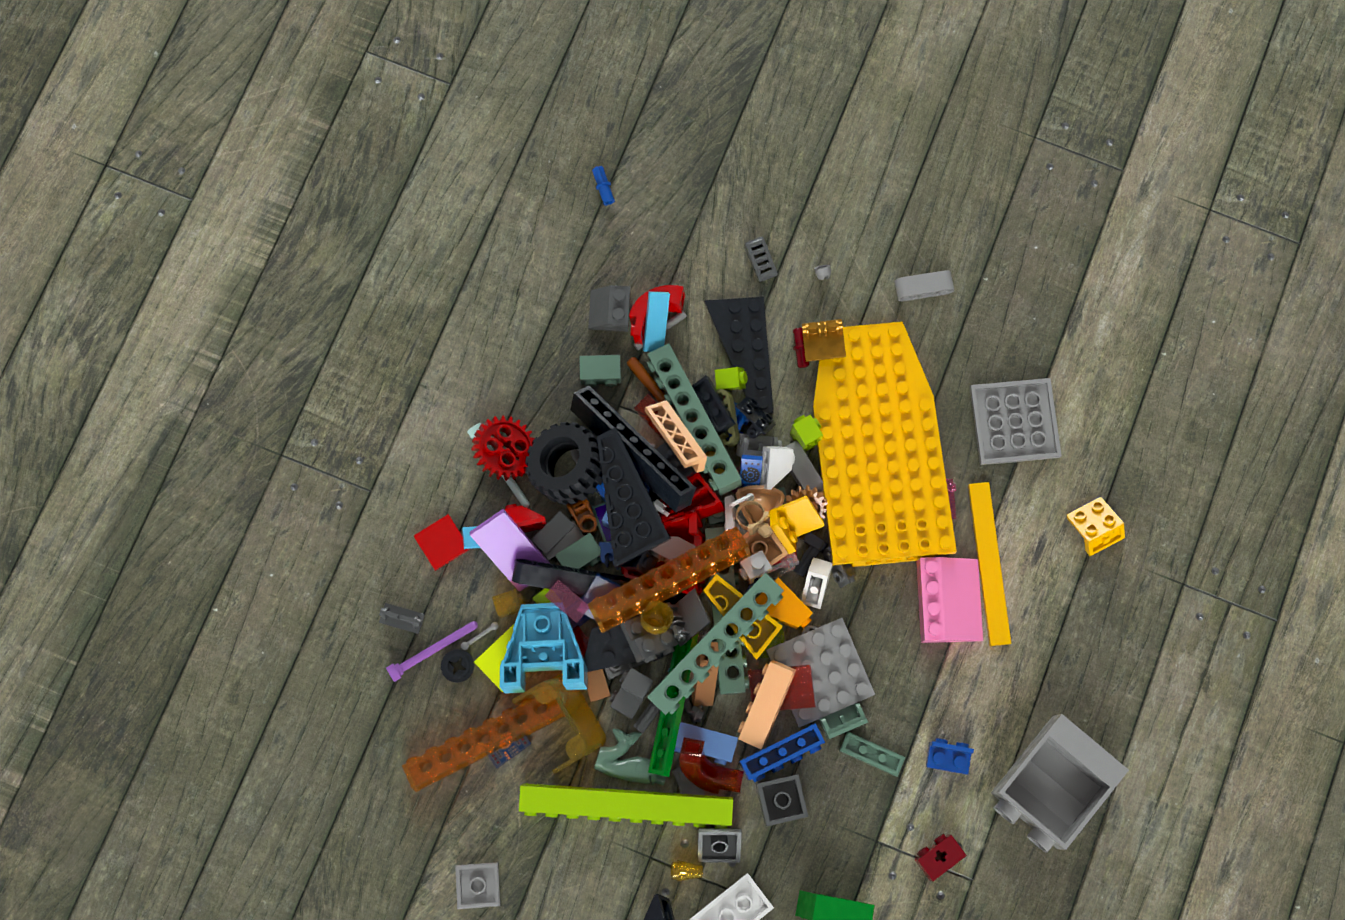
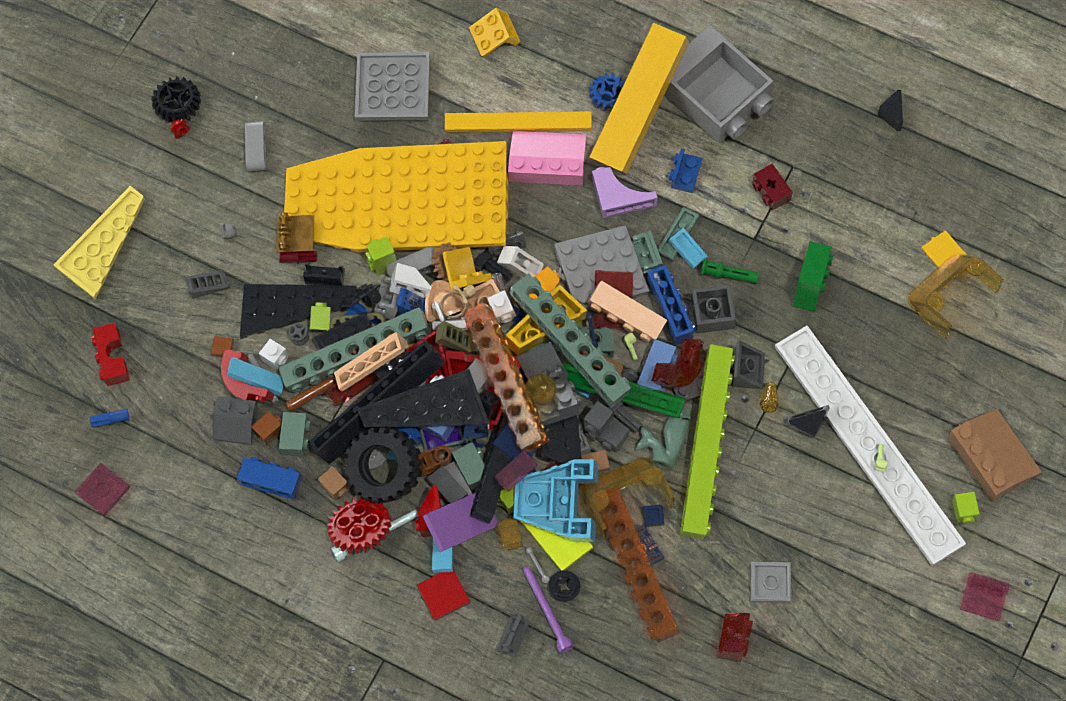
camera: 75 degrees left, 10 degrees down
(410, 849) = (733, 636): none -> clear red slope
(527, 190) = (102, 489): none -> clear pink tile
(542, 753) = (653, 515): none -> dark blue tile
(549, 415) = (334, 484): none -> medium nougat brick
(550, 351) = (269, 478): none -> blue brick
(604, 342) = (268, 427): none -> dark orange brick
(684, 337) = (273, 355): none -> white brick
(685, 167) = (112, 369): none -> red arch
(692, 284) = (220, 344): none -> dark orange tile
(711, 505) = (441, 338): none -> olive slope
(714, 356) = (300, 330): none -> dark grey wheel
(739, 710) = (628, 340): none -> yellowish green hand
(757, 663) = (589, 316): none -> dark blue hinge
(782, 377) = (323, 275): none -> black hinge
(785, 142) = (94, 253): none -> light yellow wing
(828, 842) = (720, 270): none -> green pin
(854, 766) = (688, 248): none -> medium azure tile
(906, 679) = (615, 197): none -> lavender arch
(936, 204) = (179, 128): none -> red plate
(961, 183) = (181, 91): none -> black gear
(1025, 696) = (640, 98): none -> yellow tile
(1042, 667) = (608, 93): none -> blue gear

